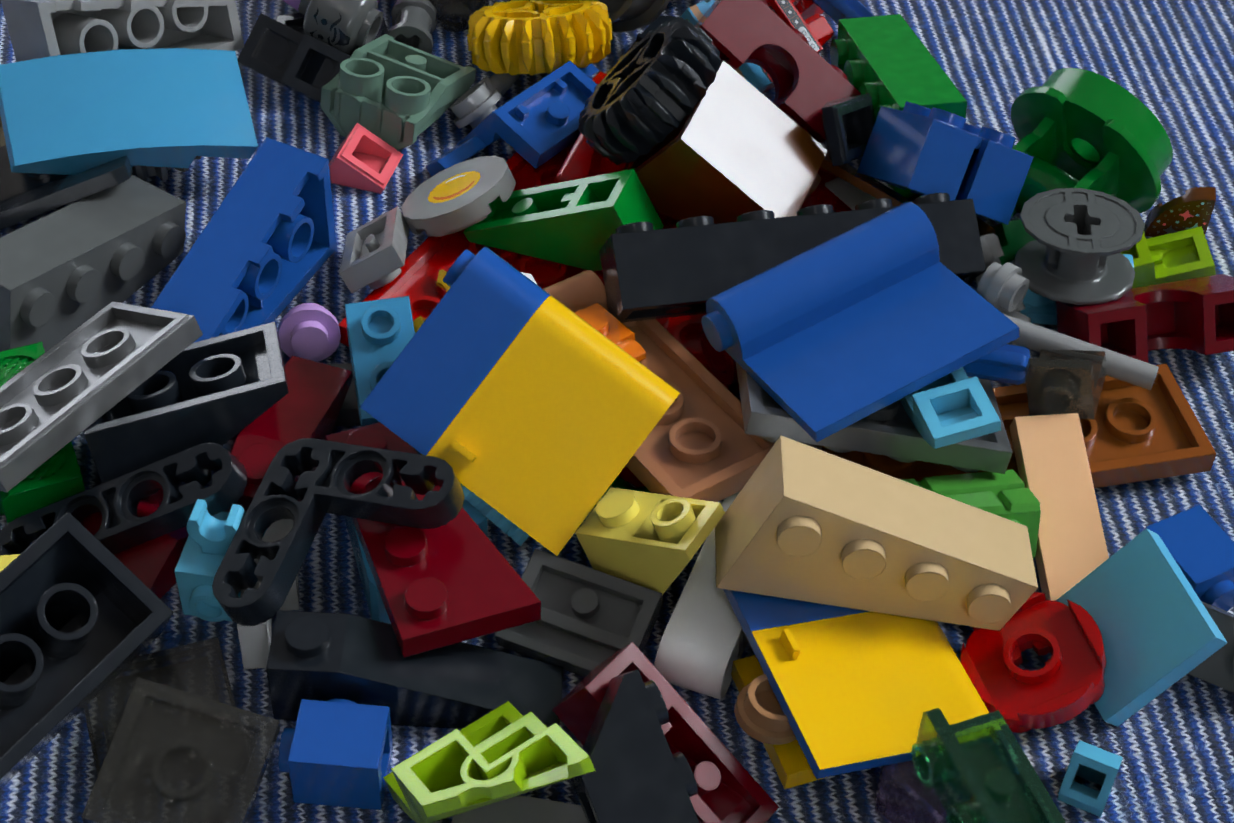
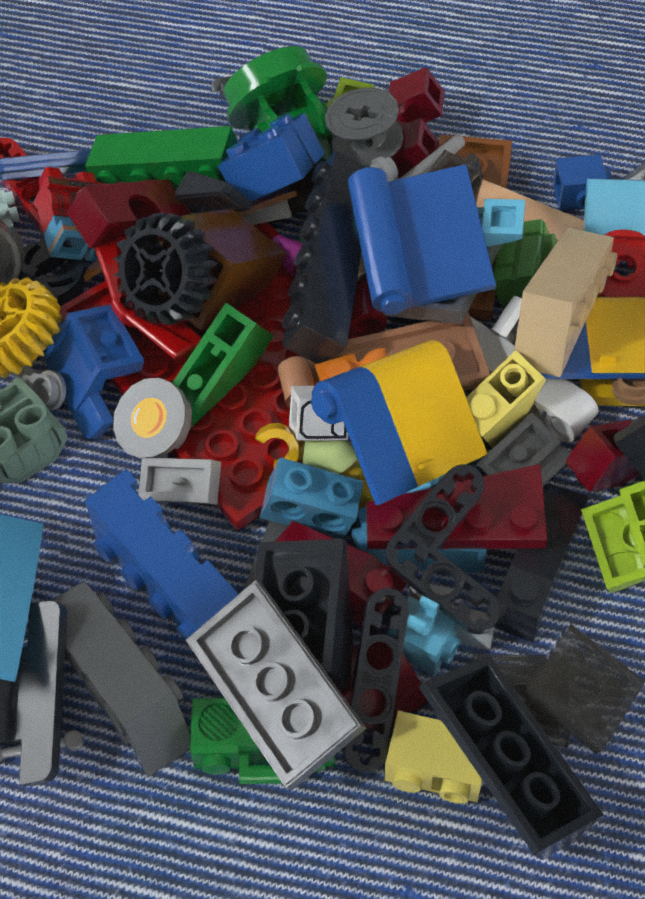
camera: 65 degrees left, 10 degrees up
(309, 332) = (230, 542): lavender plate -> none
(338, 753) = (586, 602): blue brick -> none
(364, 161) = (61, 476): coral slope -> none
(1182, 213) = (330, 67): reddish brown tile -> none

